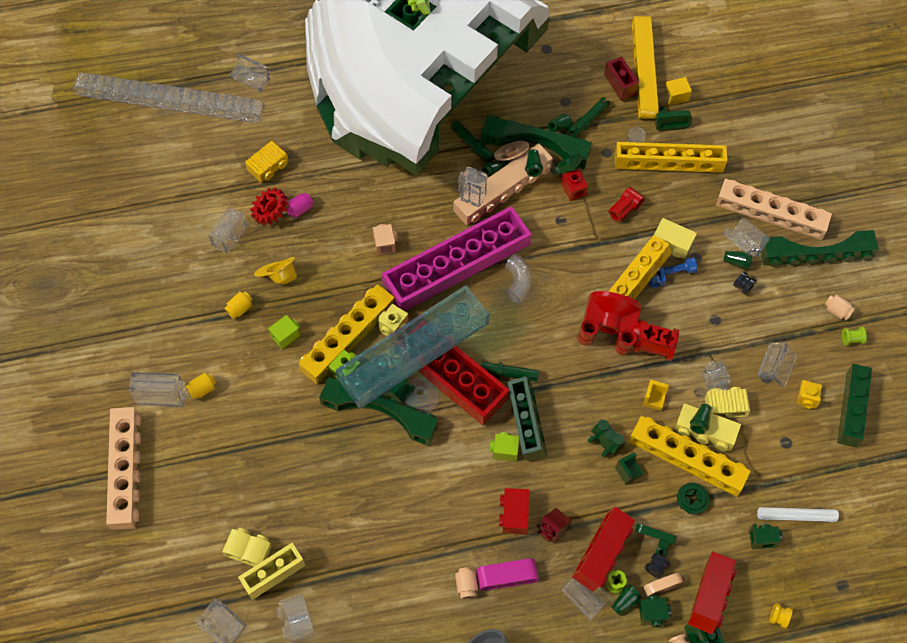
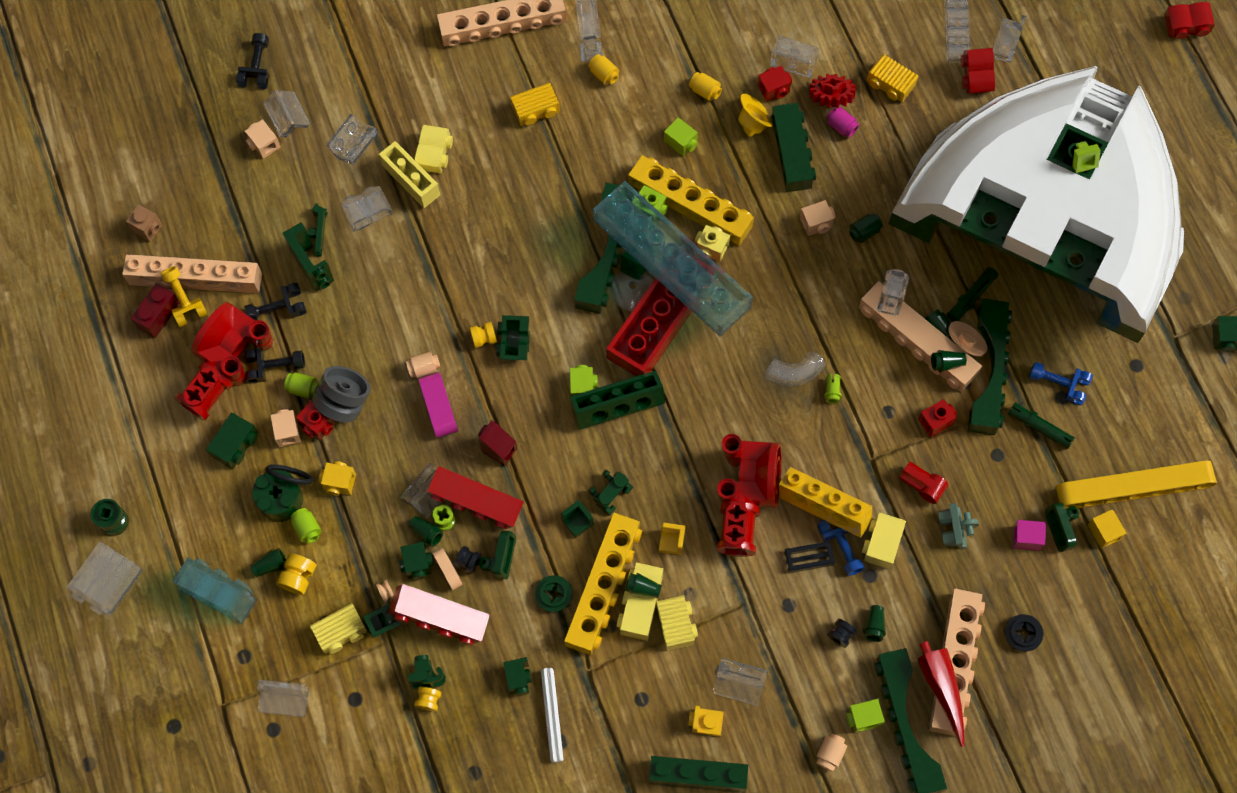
camera: 85 degrees right, 5 degrees up
(221, 449) = (535, 104): none -> yellow brick
(249, 250) = (774, 83): none -> red brick
(277, 97) = (978, 70): none -> red brick
(314, 246) = (792, 147): none -> dark green brick
(400, 205) = (865, 227): none -> dark green brick
(445, 525) = (483, 334): none -> yellow wheel
(455, 499) = (514, 338): none -> dark green cylinder
(456, 259) = (805, 298): dark pink brick -> none
(510, 371) = (676, 368): dark green pin -> none
(515, 511) = (507, 401): red brick -> none
(538, 254) = (833, 389): none -> lime pin
(545, 111) = (1082, 377): none -> blue bar
(560, 123) = (1020, 389): dark green cone -> none
(568, 164) = (960, 403): dark green plate -> none
(621, 78) = (1106, 454): dark red brick -> none
(637, 135) = (1029, 487): clear tile -> none
(670, 157) = (1001, 526): yellow brick -> none
(672, 188) = (954, 517): none -> sand green hips
(678, 136) = (1029, 535): none -> dark pink panel
(678, 311) = (808, 566): none -> black tile
(716, 375) = (709, 607): clear brick -> none
(747, 237) = (901, 627): clear panel -> none
(759, 161) = (1032, 626): none -> black gear
(761, 612) = (424, 674): none -> dark green piece
(792, 216) = (942, 680): none -> red piece
(812, 277) = (865, 716): none -> lime brick
(854, 336) = (794, 772): lime bush -> none

